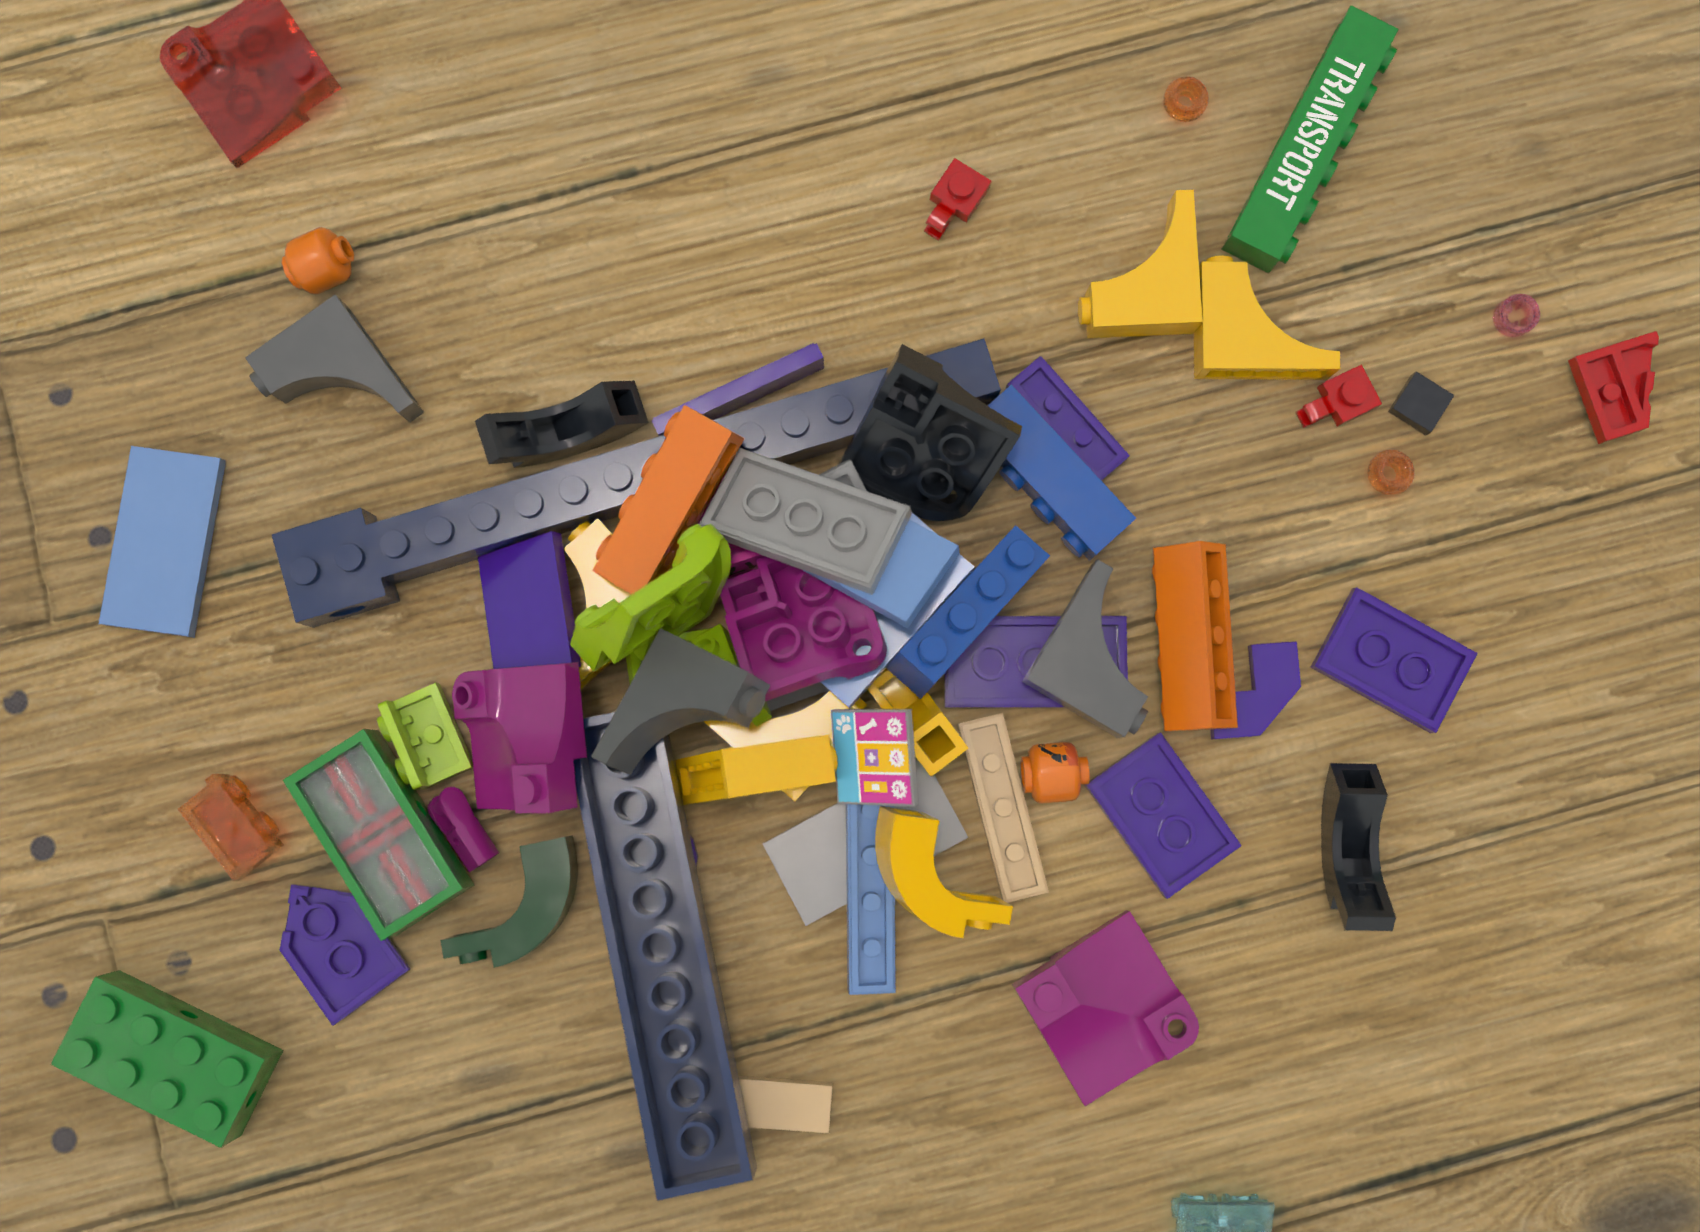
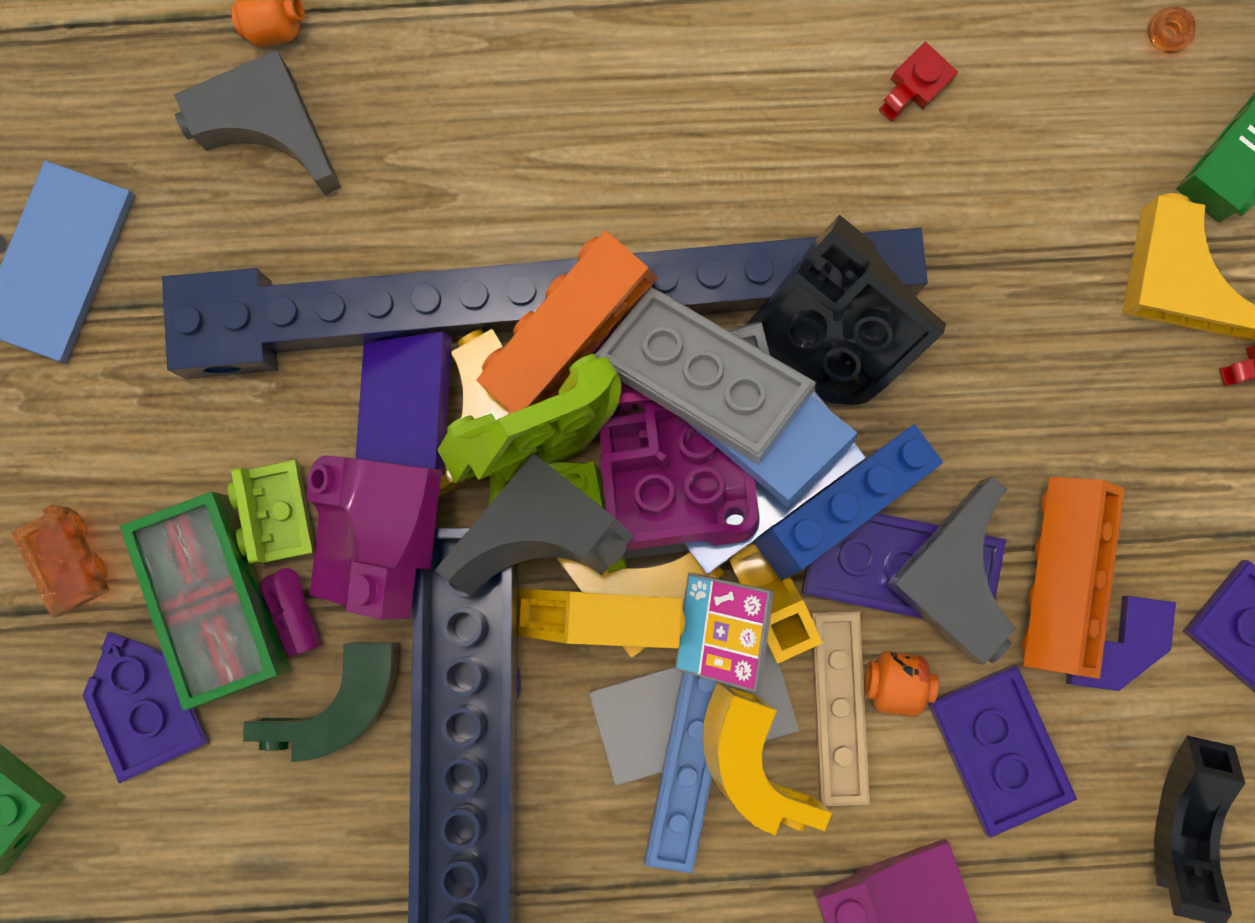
camera: 15 degrees right, 0 degrees up
(565, 429) = (476, 233): black arch -> none
(751, 386) = (676, 227): tile -> none
(1059, 481) = (968, 392): blue brick -> none
(1069, 417) = (985, 330): dark purple tile -> none
(1157, 295) = (1107, 221): yellow arch -> none

